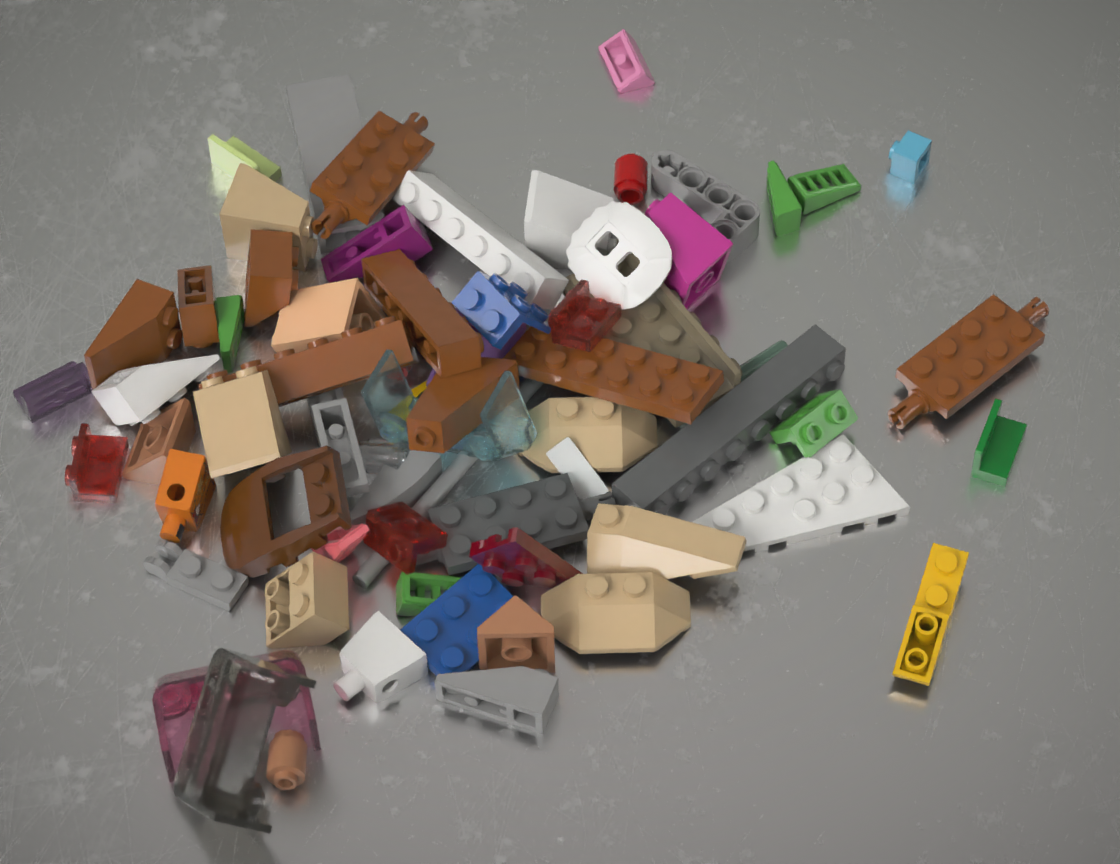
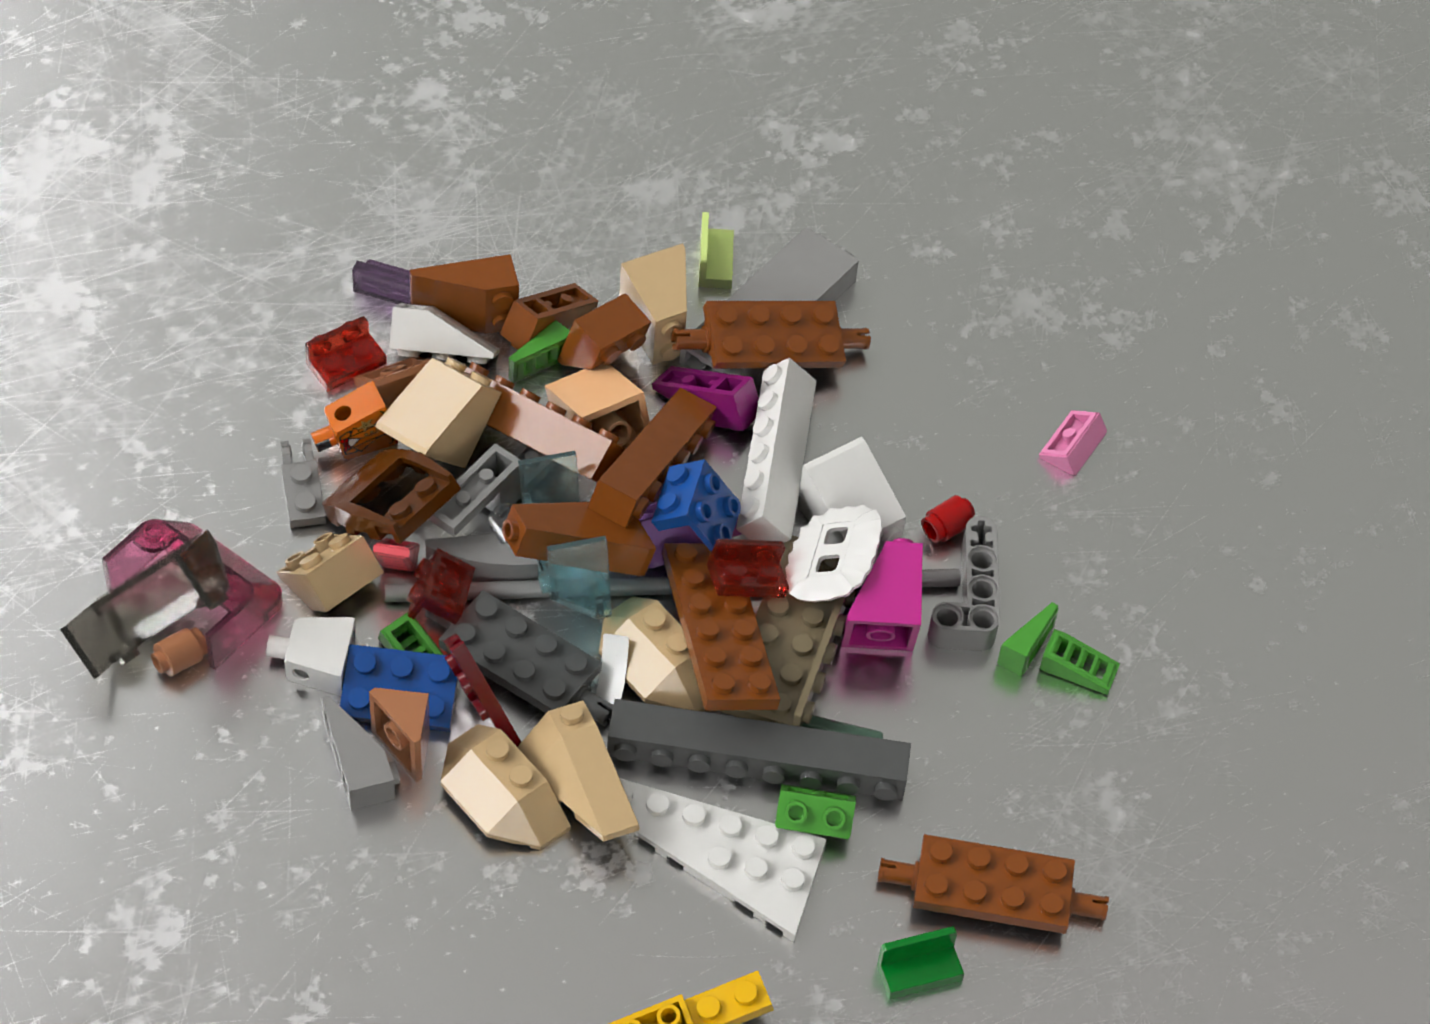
camera: 45 degrees right, 0 degrees up
(910, 156) = (1172, 707): medium azure plate -> none

